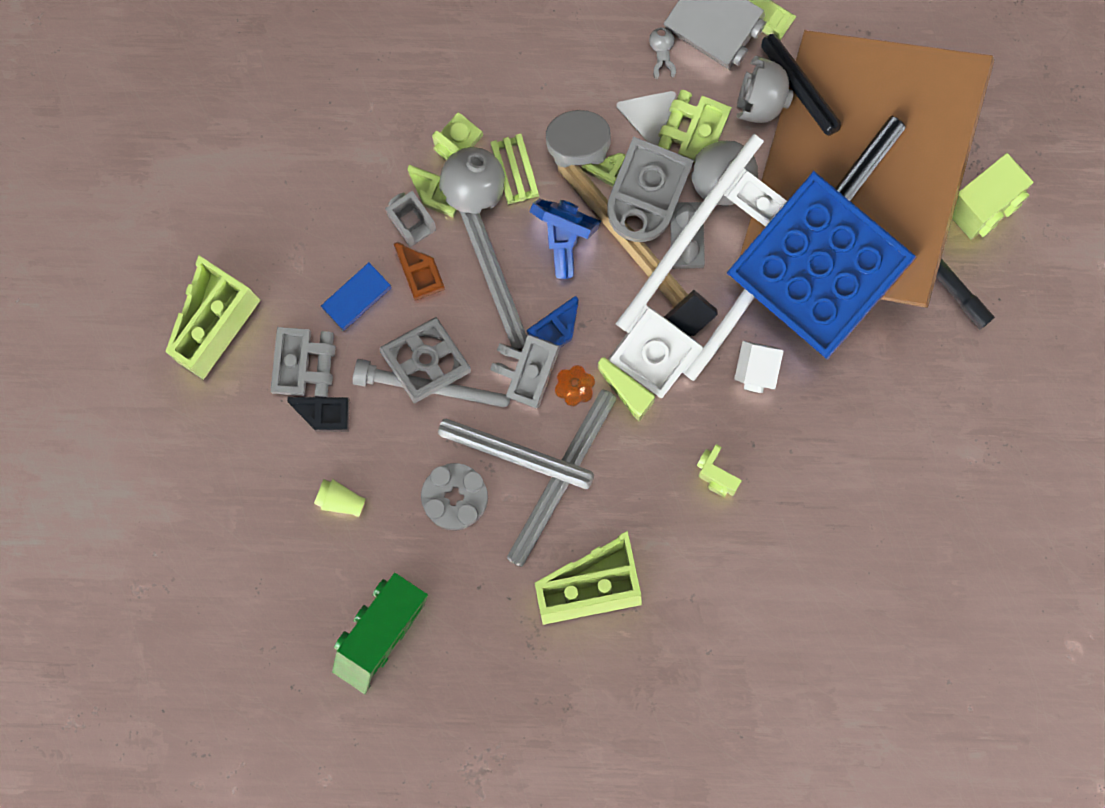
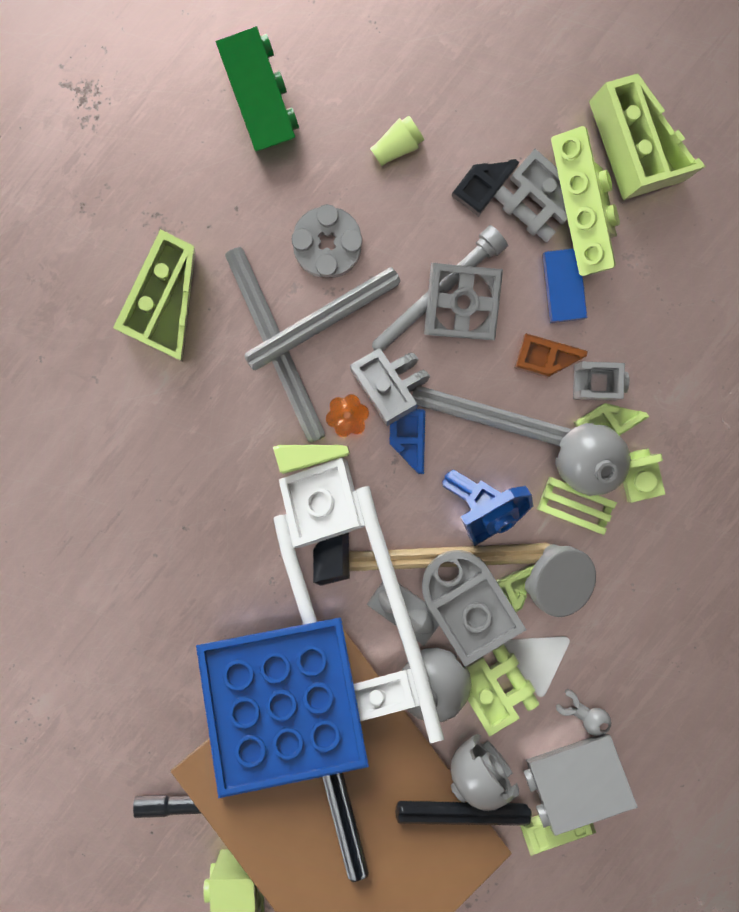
camera: 125 degrees right, 10 degrees up
(284, 322) = (586, 201): none -> yellowish green bracket
(720, 480) = (170, 474): yellowish green bracket -> none
(758, 366) = (241, 583): white brick -> none

